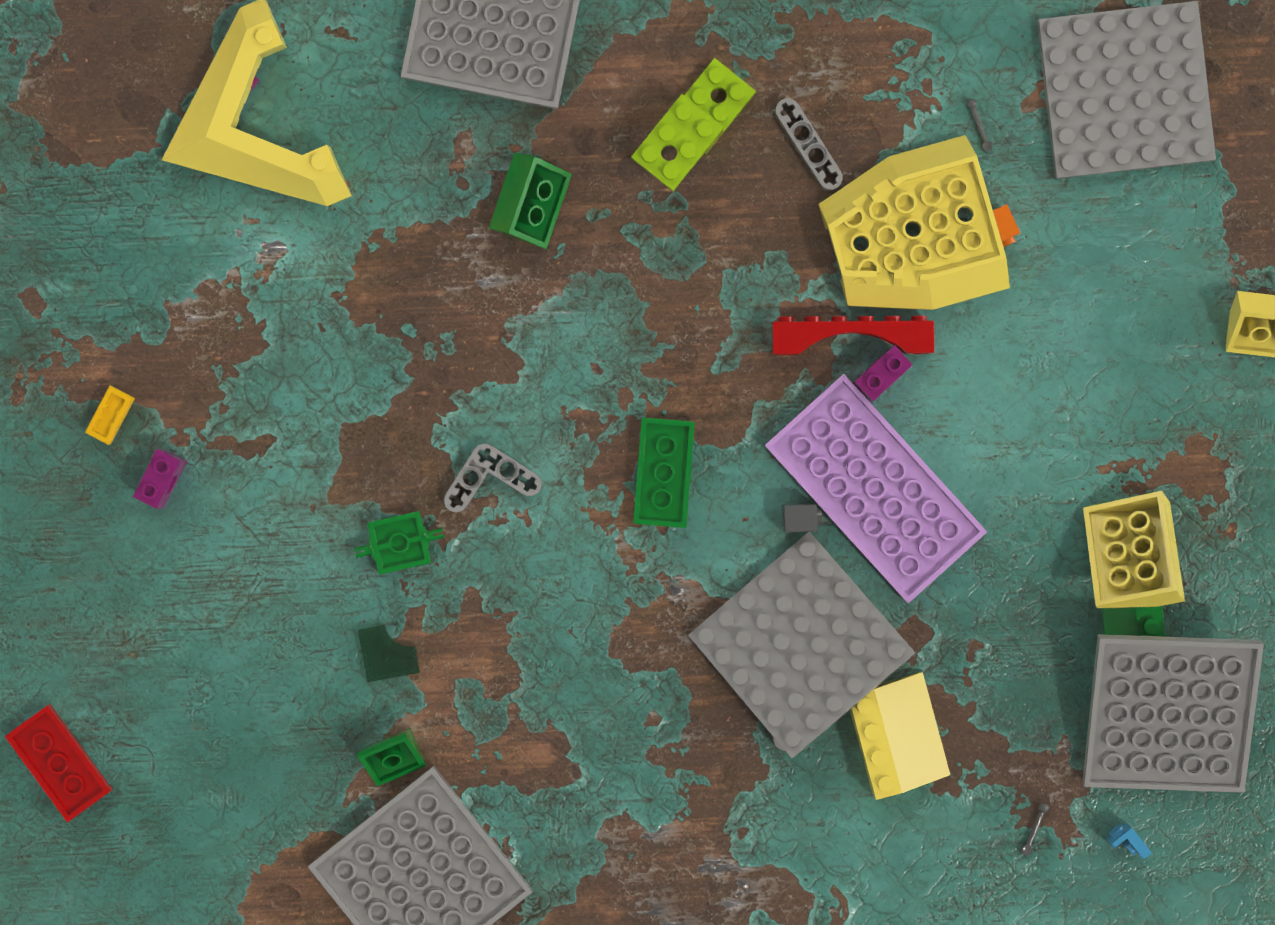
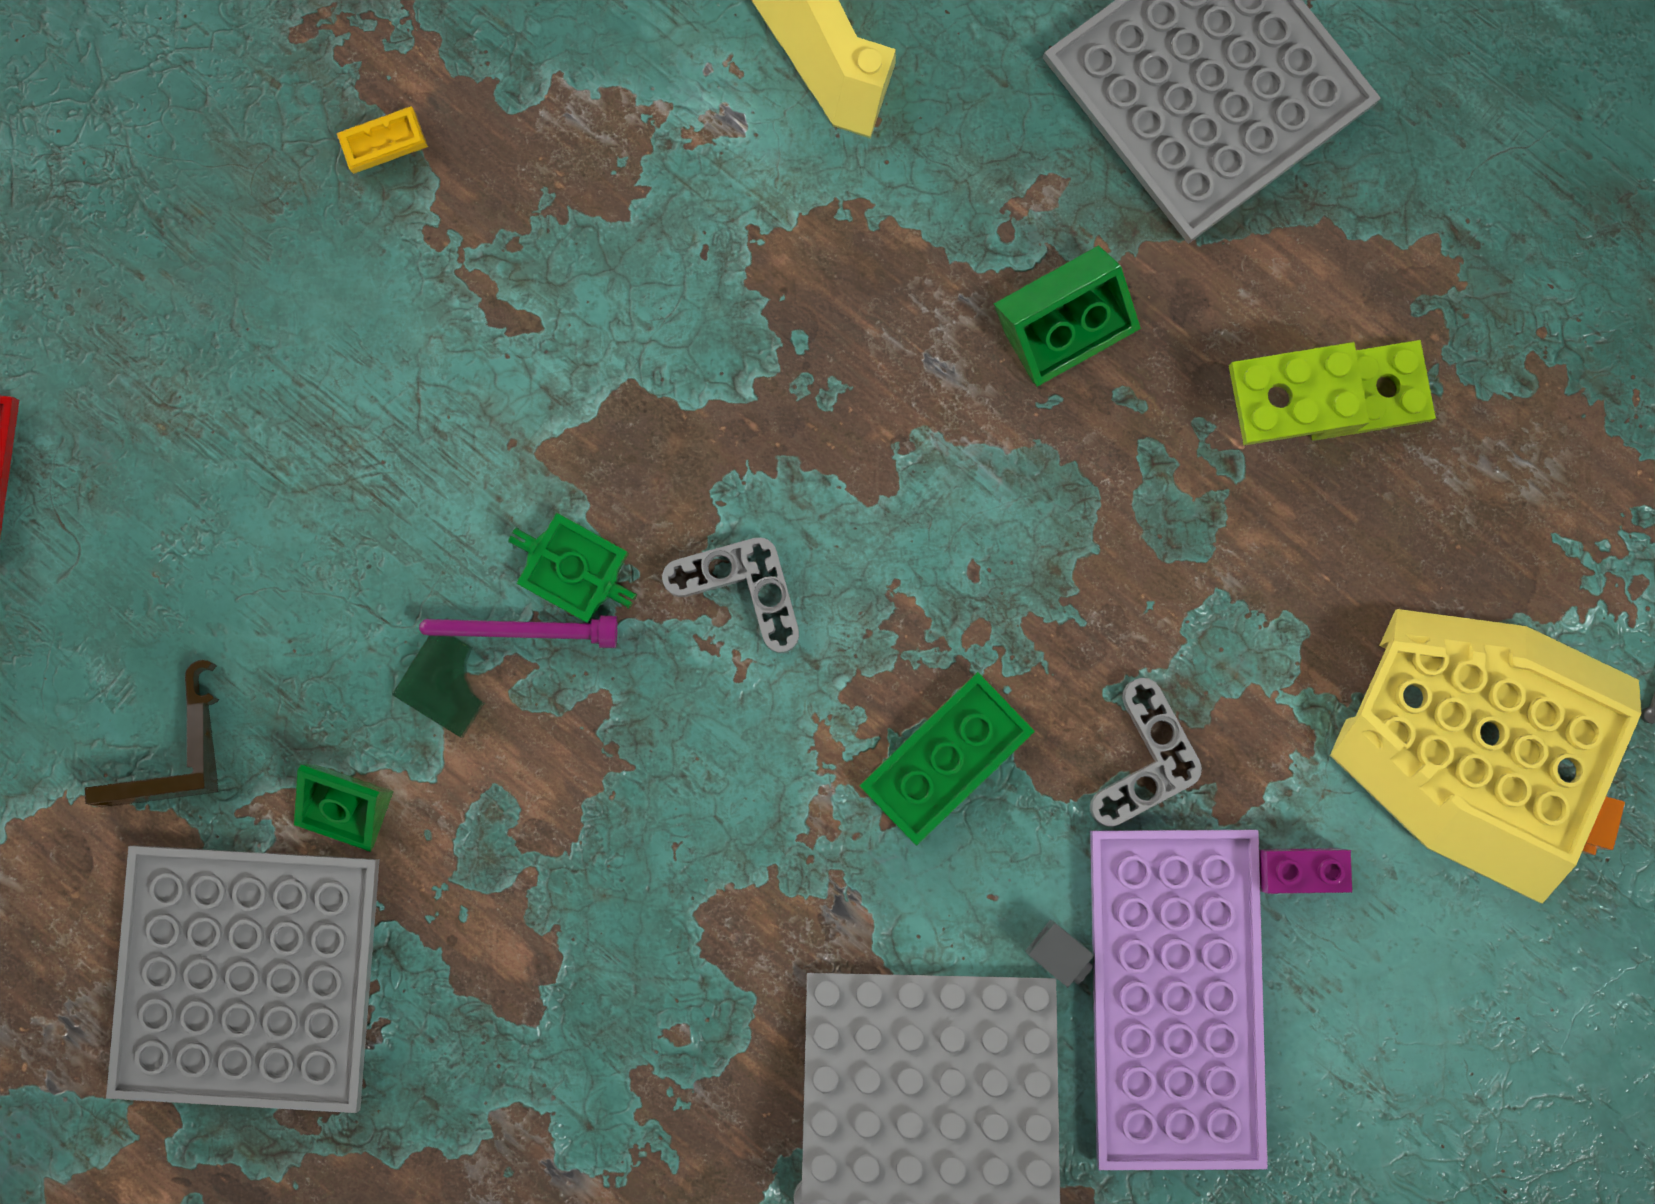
camera: 40 degrees right, 5 degrees down
(160, 478) = (371, 257): magenta brick -> none
(301, 793) = (199, 757): none -> dark brown hinge
(440, 561) = (599, 631): none -> magenta piece
(772, 385) = (1160, 770): none -> light grey beam
(807, 145) = (1450, 533): light grey beam -> none
(908, 336) = (1377, 859): red arch -> none

